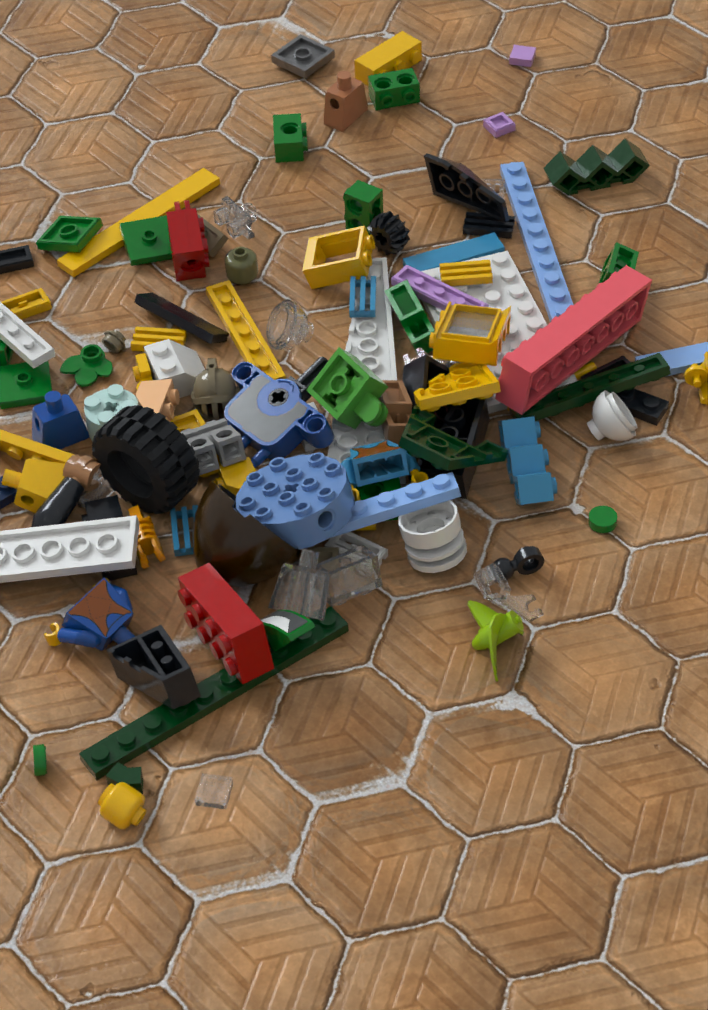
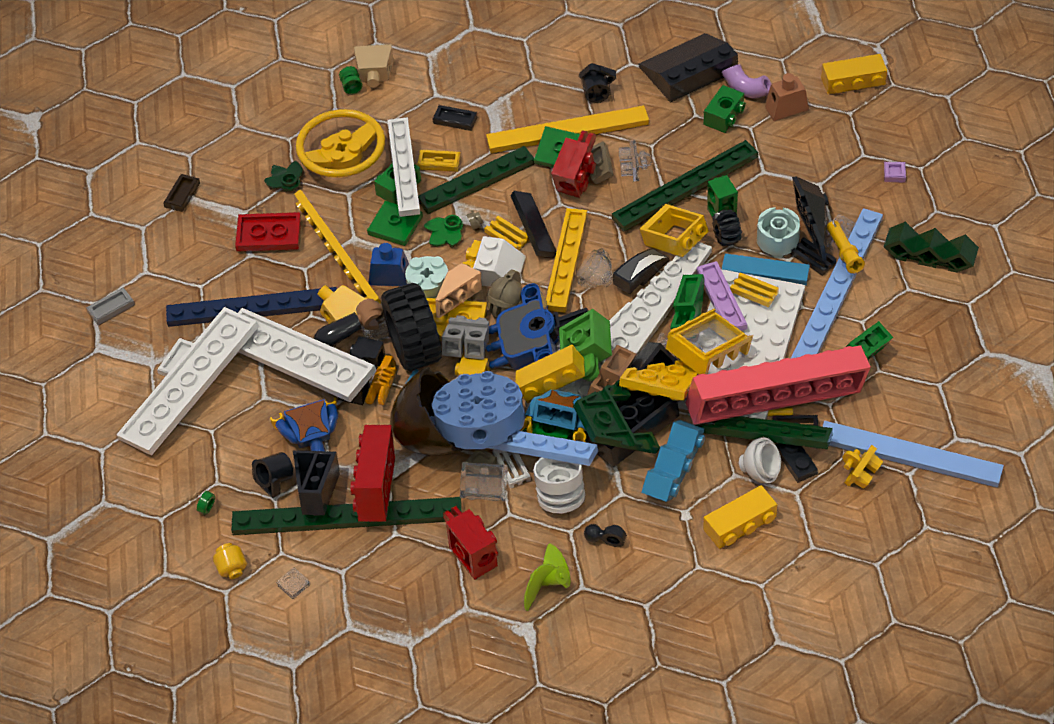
camera: 35 degrees right, 5 degrees up
(69, 234) = (509, 116): green plate -> none
(84, 302) = (476, 180): none -> dark green plate
(96, 686) = (272, 471): none -> black piece
(131, 776) = (248, 545): dark green piece -> none
(137, 166) = (596, 83): none -> black piece
(220, 116) = (689, 66): none -> black slope
(241, 265) = (603, 202): olive head -> none
(284, 627) = (407, 495): slope -> none
(302, 587) = (441, 475): clear torso -> none
(303, 56) = (793, 40): flat silver plate -> none
(307, 105) = (749, 86): none -> lavender cylinder
(307, 220) = (684, 185): none -> dark green plate
(330, 311) = (639, 269): none -> slope
(339, 428) = (550, 373): none -> yellow brick
(363, 283) = (659, 268): dark azure tile -> none
(386, 638) = (471, 541): none -> red brick
(394, 89) = (836, 102): green brick -> none
(441, 215) = (778, 231): none -> light aqua brick
(506, 601) = (575, 544): clear piece -> none
(522, 55) = (965, 117): lavender tile -> none
(527, 201) = (848, 252): none -> yellow pin
(602, 519) = (693, 533): green tile -> none
(638, 479) = (740, 517): none -> yellow brick

